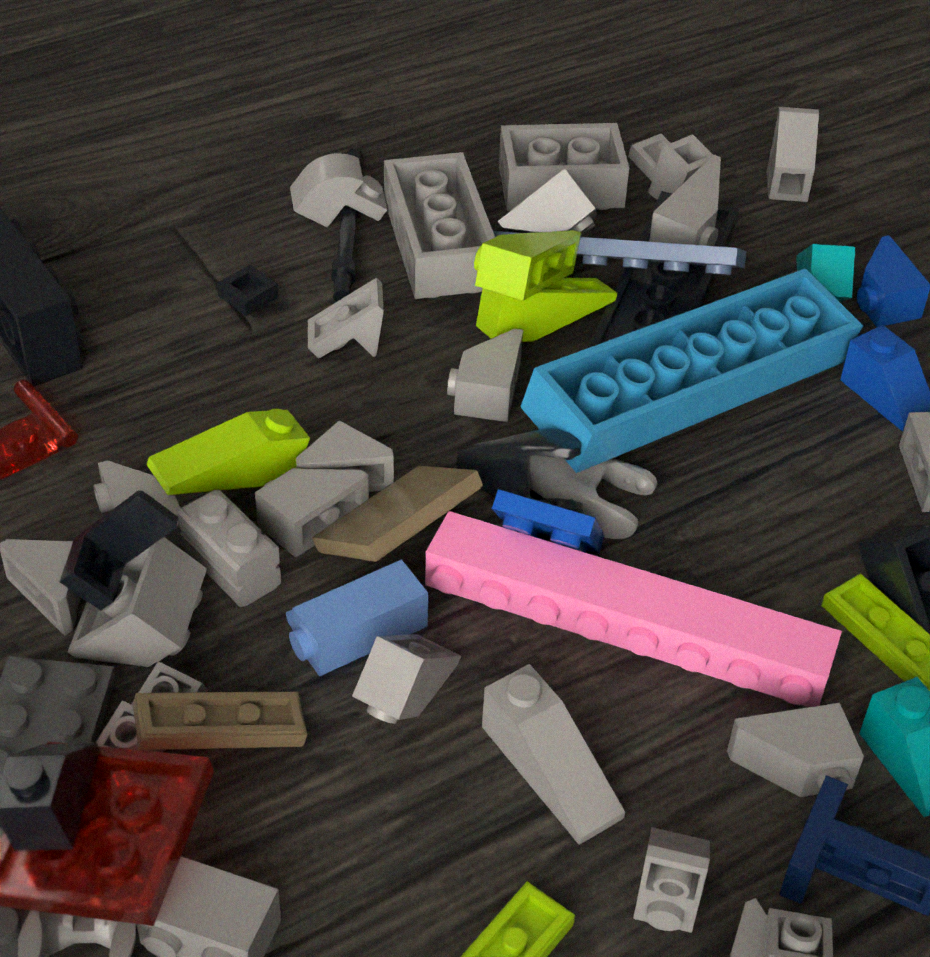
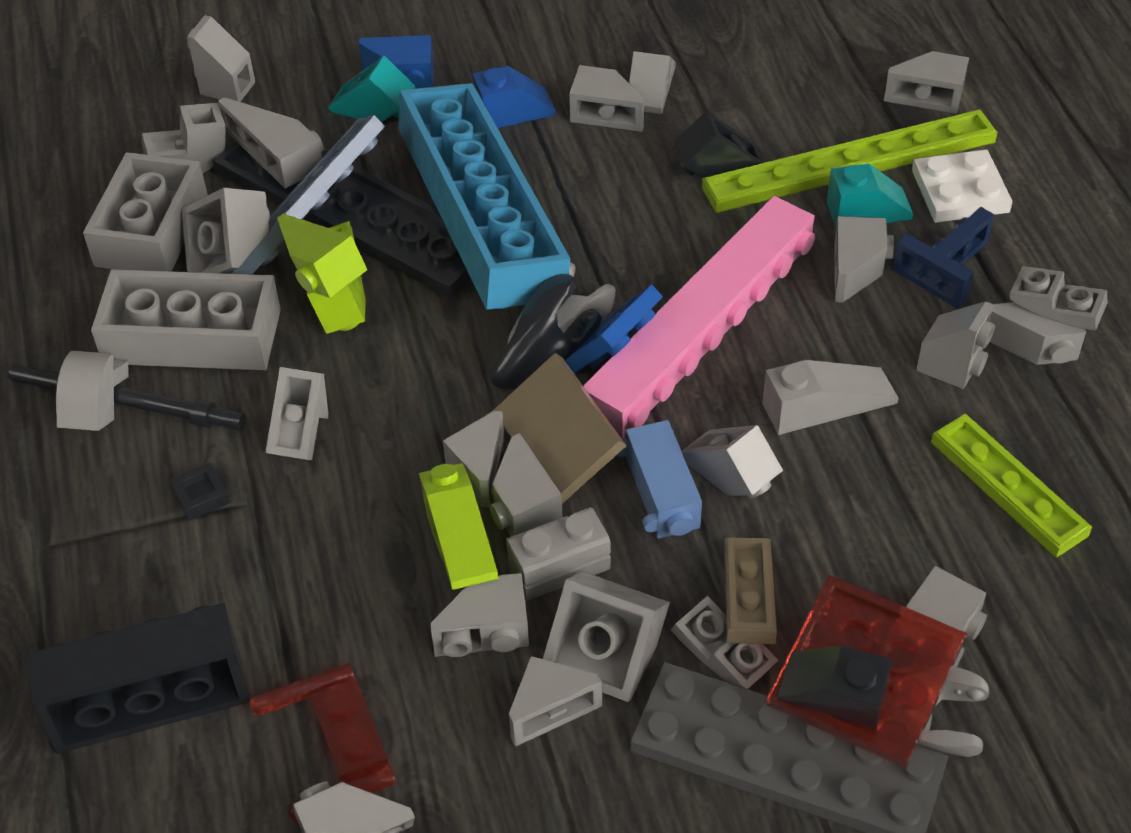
camera: 70 degrees left, 5 degrees up
(110, 543) = (576, 647): black bracket -> none
(487, 377) = (410, 334): light grey slope -> none

